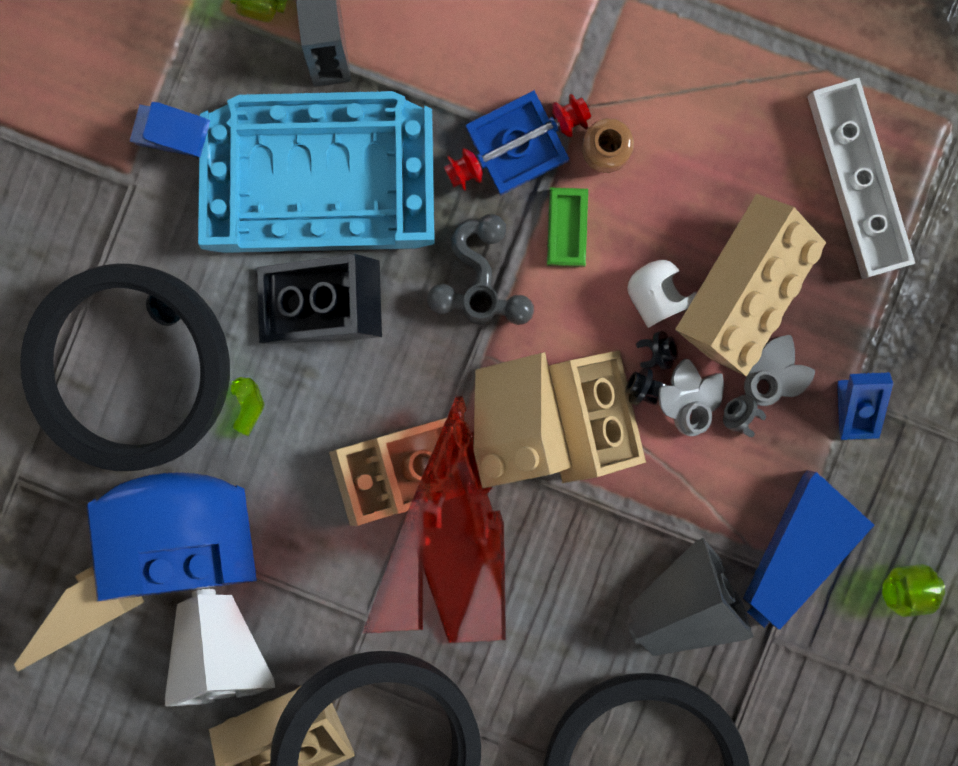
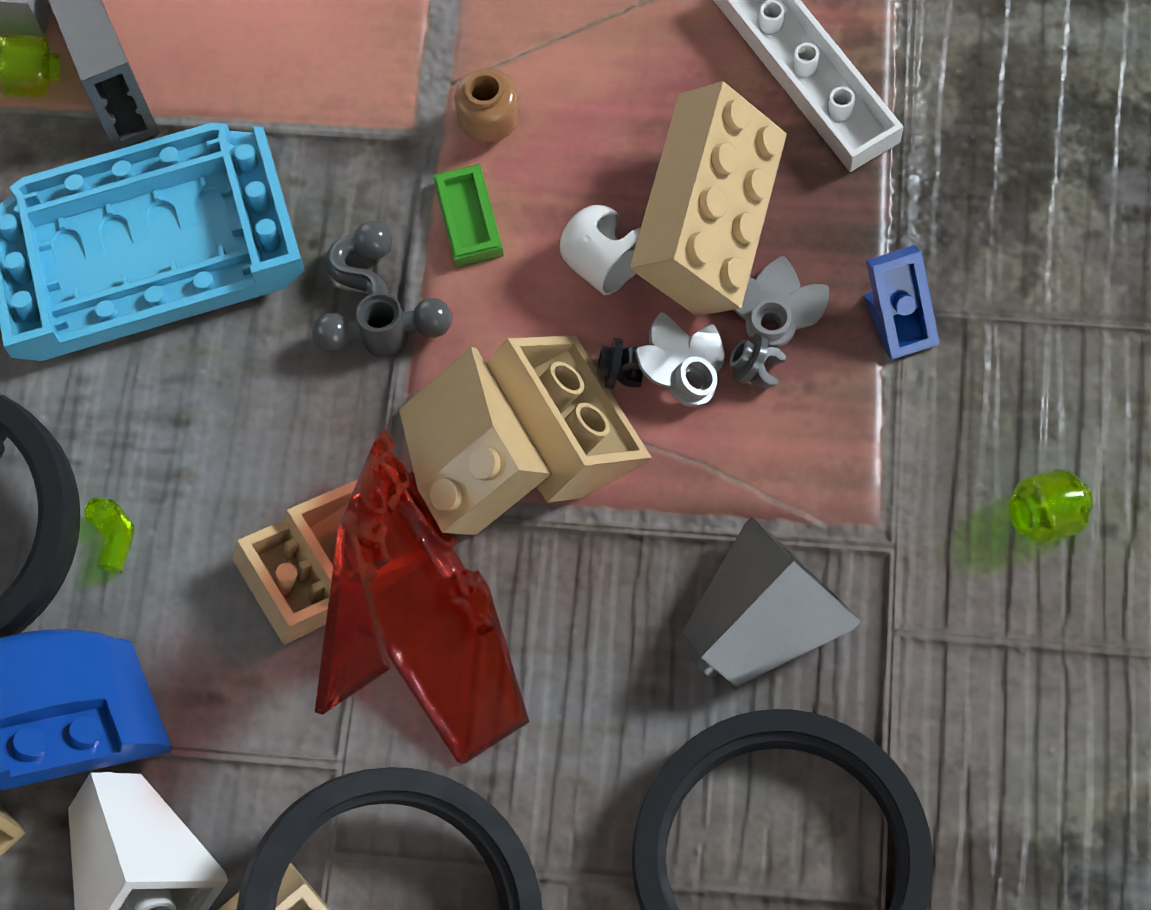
camera: 10 degrees left, 20 degrees down
(320, 300) = (177, 377): black slope -> none
(517, 142) = (377, 137): blue plate -> none
(663, 349) = (629, 314): black plate -> none
(805, 549) = (892, 490): blue slope -> none

